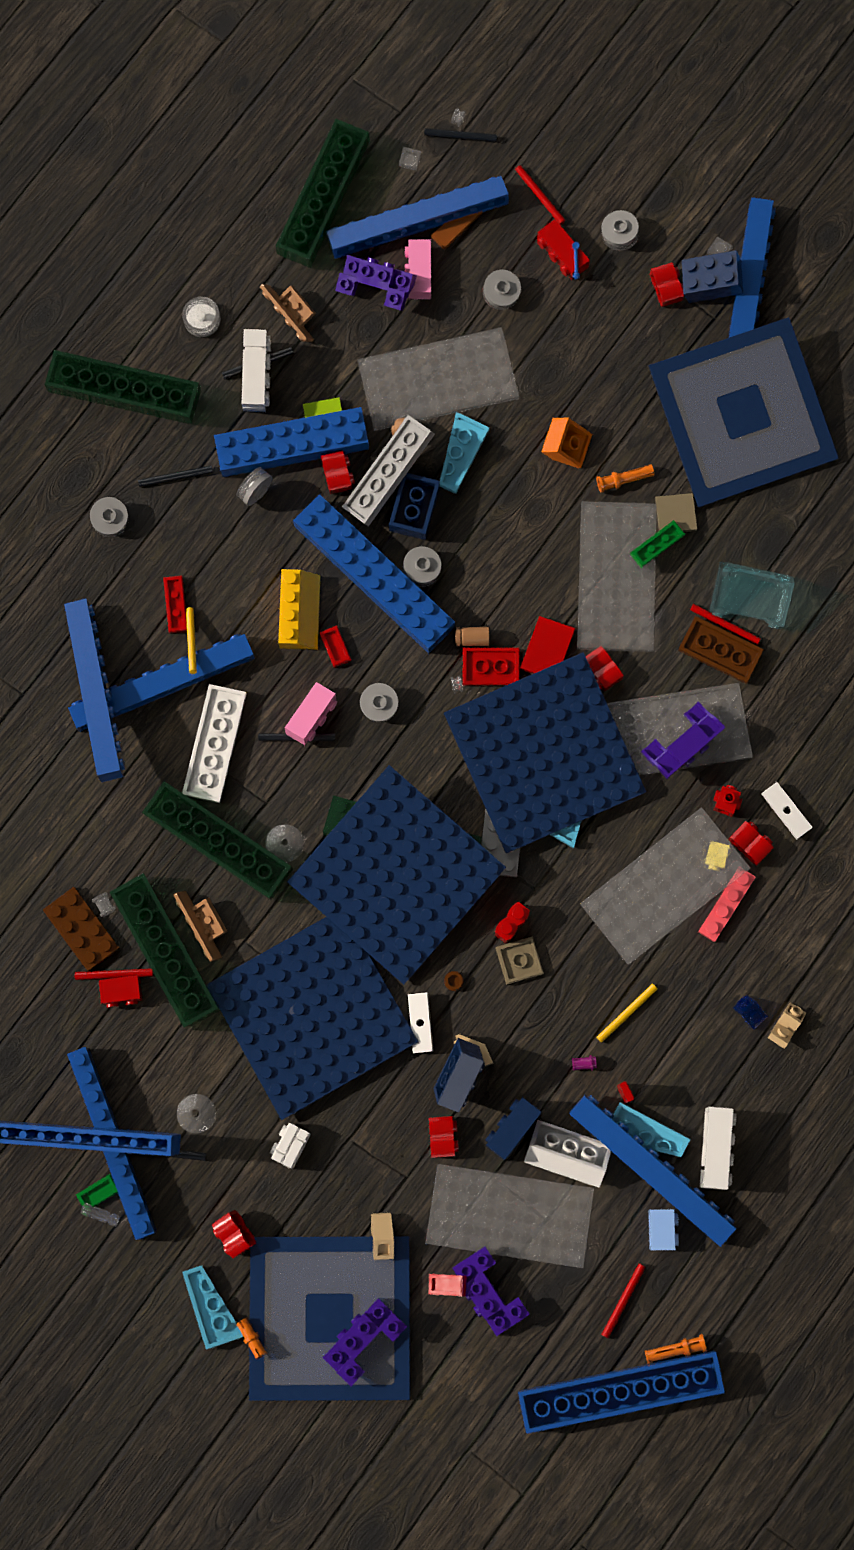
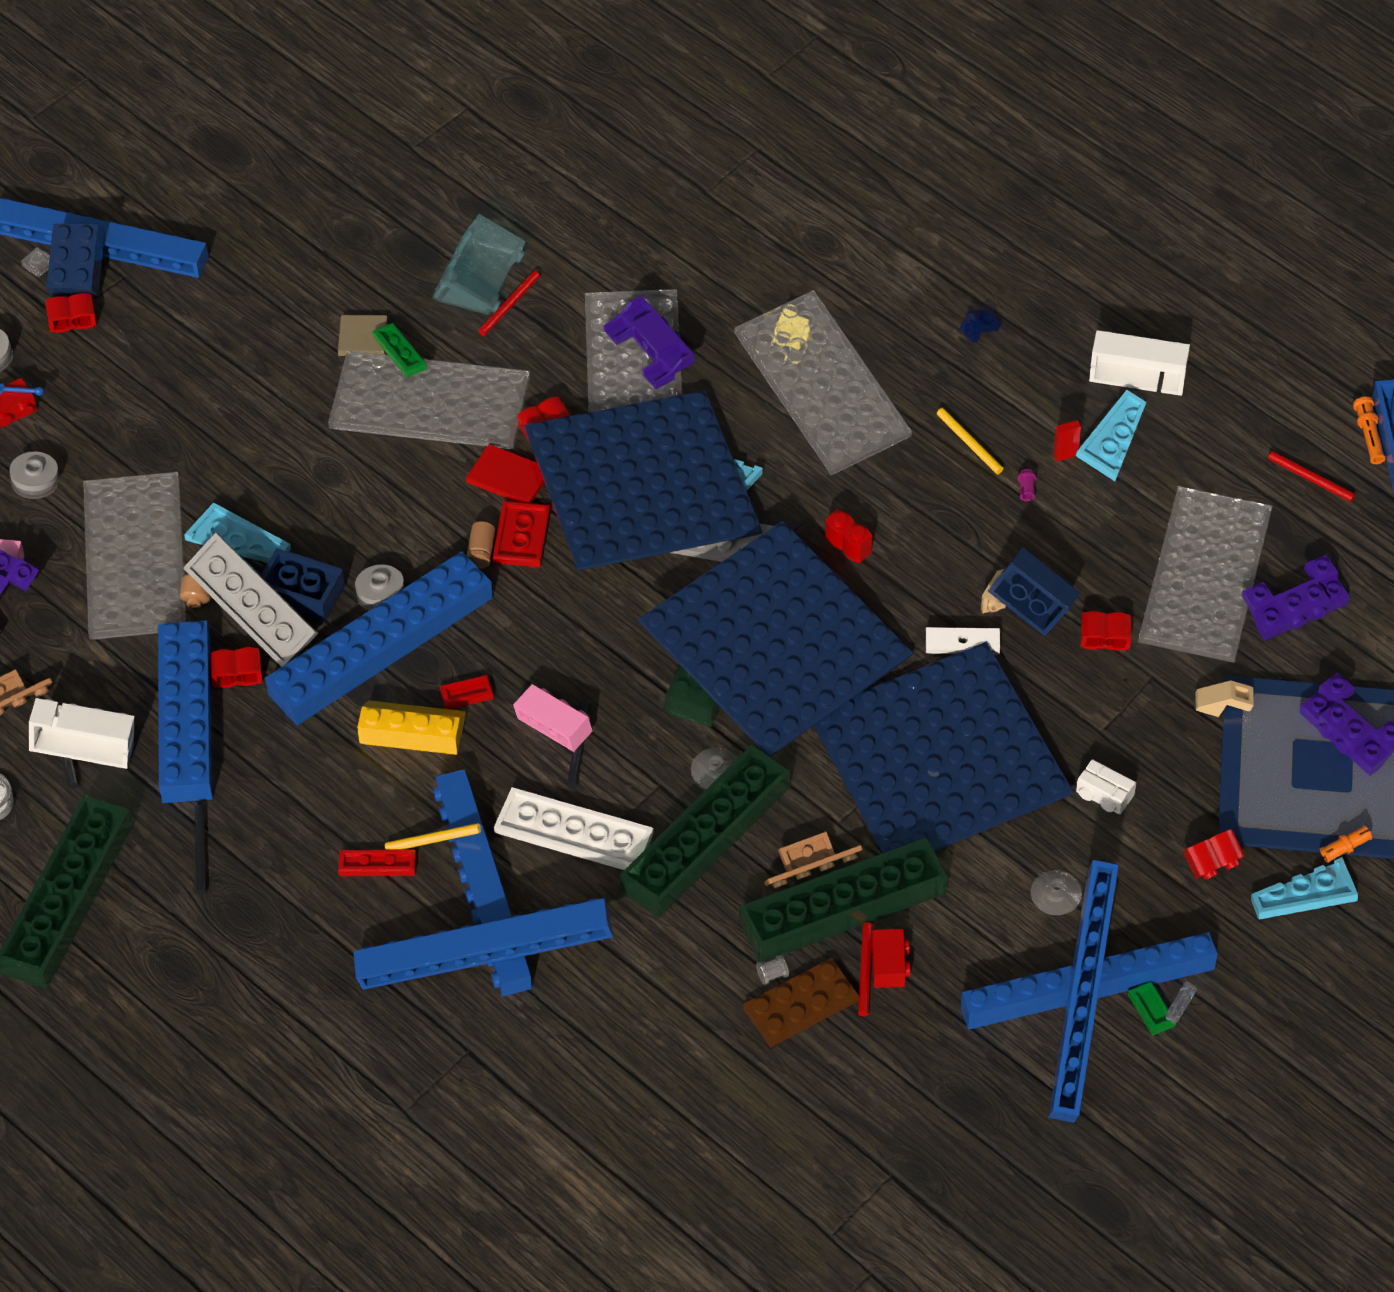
camera: 85 degrees left, 25 degrees down
(109, 516) = (242, 924): light grey piece -> none
(254, 486) = (238, 750): piece -> none
(322, 407) = (146, 679): lime tile -> none
(379, 702) = (549, 647): light grey piece -> none
(447, 1285) = (1286, 638): tile -> none
(453, 981) = (913, 606): reddish brown tile -> none
(456, 684) = (539, 566): clear bush -> none
(512, 1128) = (1102, 552): dark blue brick -> none
(519, 960) = (895, 539): dark tan tile -> none
(567, 442) = (248, 429): orange slope -> none
(568, 1153) = (1135, 508): white slope -> none
(616, 480) = (308, 384): orange pin -> none
(653, 1170) = (1158, 427): blue brick -> none
(662, 1229) = (1230, 428): light blue brick -> none
(720, 649) = (540, 308): reddish brown plate -> none
(724, 806) = (726, 315): red brick -> none
(725, 906) = (864, 343): coral plate -> none
(743, 412) = (252, 252): baseplate -> none
(751, 843) = (781, 293): red brick -> none
(778, 801) = (745, 266): white tile -> none
(787, 1025) = (995, 292): tan slope -> none

